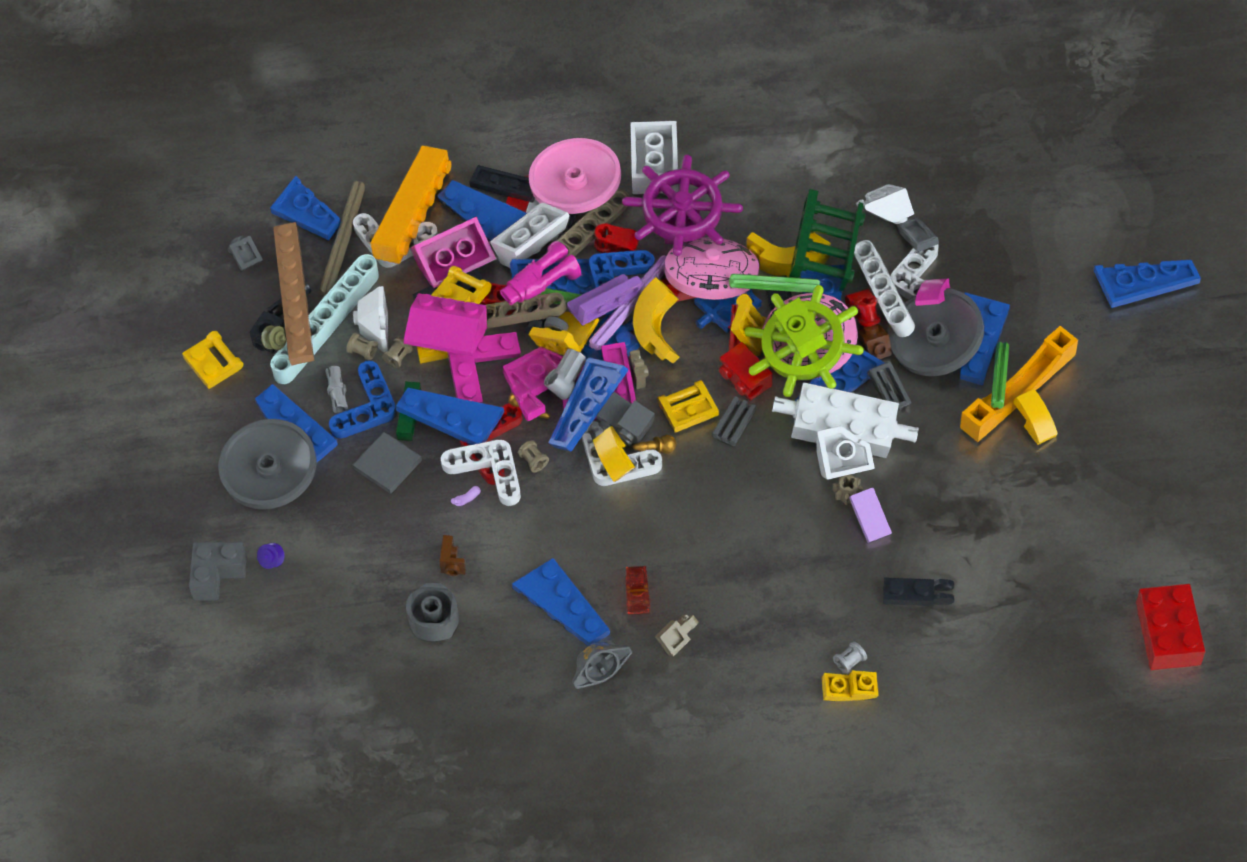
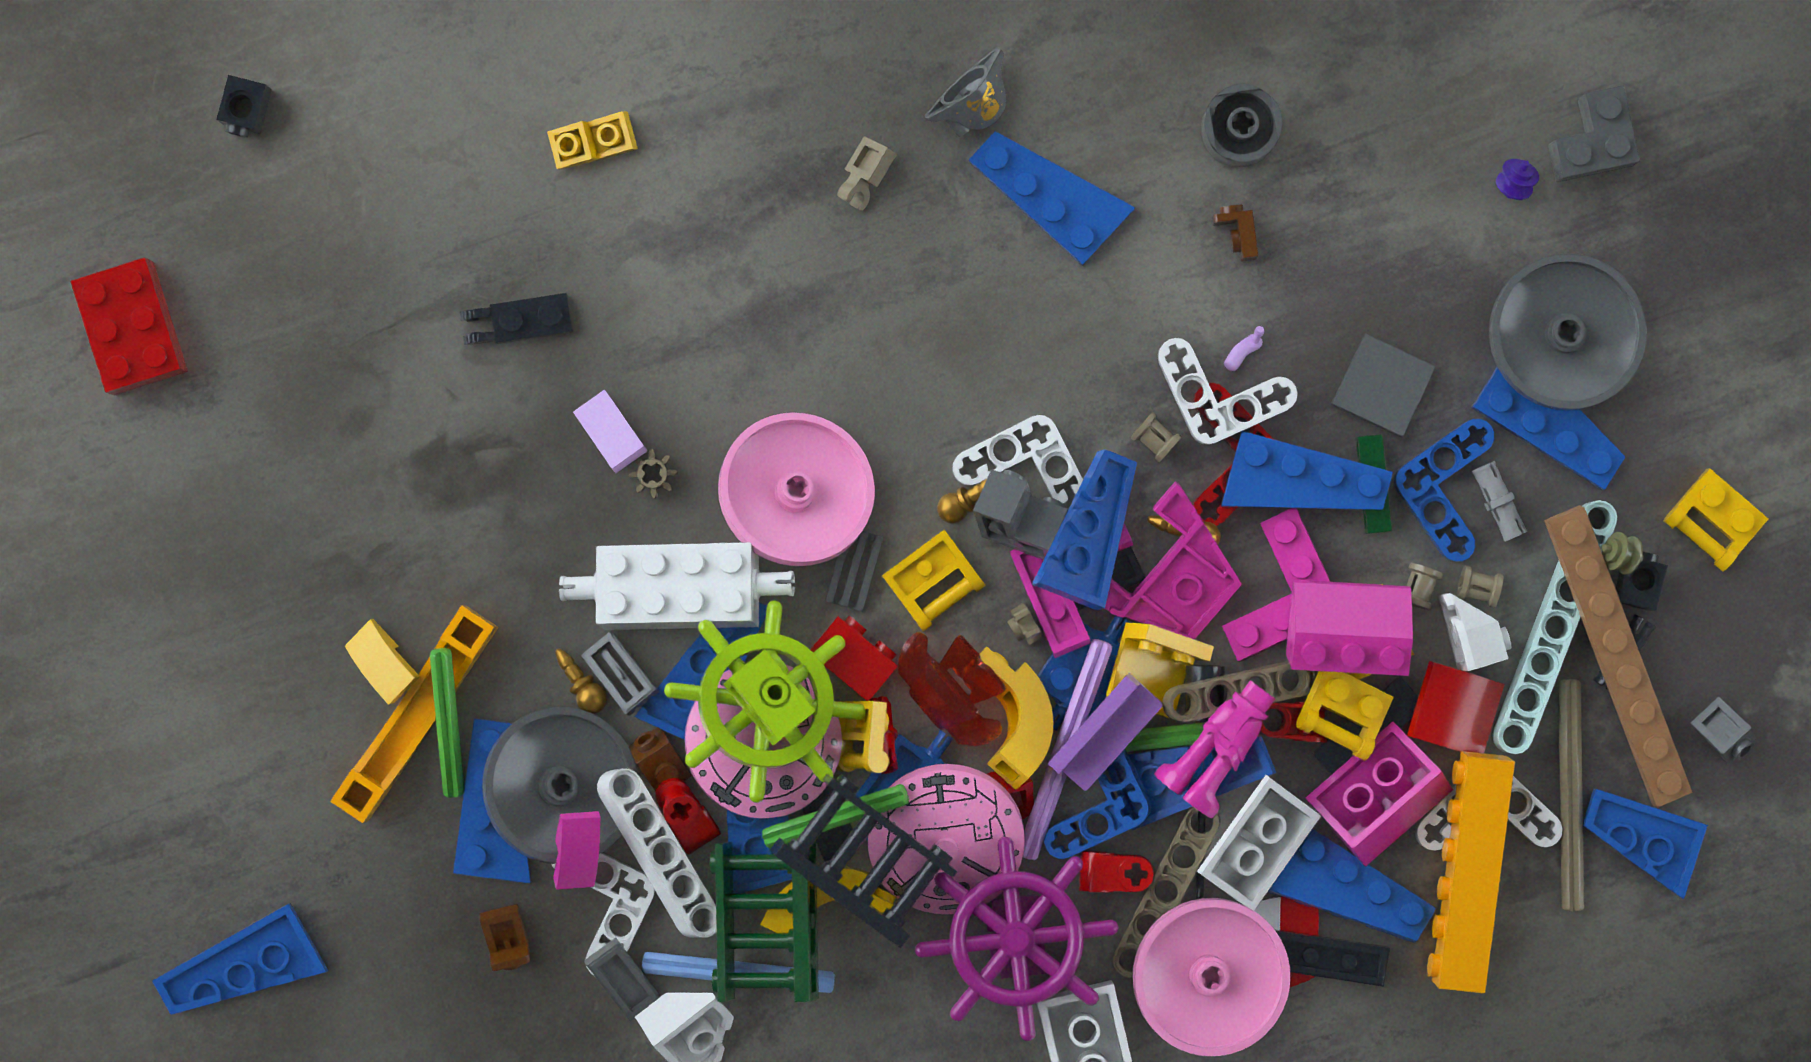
camera: 165 degrees right, 30 degrees up
(399, 284) = (1455, 709): none -> red slope
(555, 324) = (1173, 671): dark grey tile -> none
(562, 378) = (1137, 568): light grey piece -> none
(611, 453) = (1033, 452): yellow slope -> none
(637, 590) = (942, 236): clear red leg -> none
(687, 331) = (941, 694): none -> clear red piece
(760, 461) = (796, 489): none -> bright pink dish
(771, 228) = (828, 875): none -> black fence
(842, 453) = (666, 513): white slope -> none
(850, 657) = (587, 186): light grey bush -> none
(875, 237) = (703, 968): none -> light blue axle
(911, 381) = (590, 695): none -> pearl gold bar
(983, 264) = (505, 938): none -> reddish brown bracket
(1072, 753) = (236, 90): none -> black brick

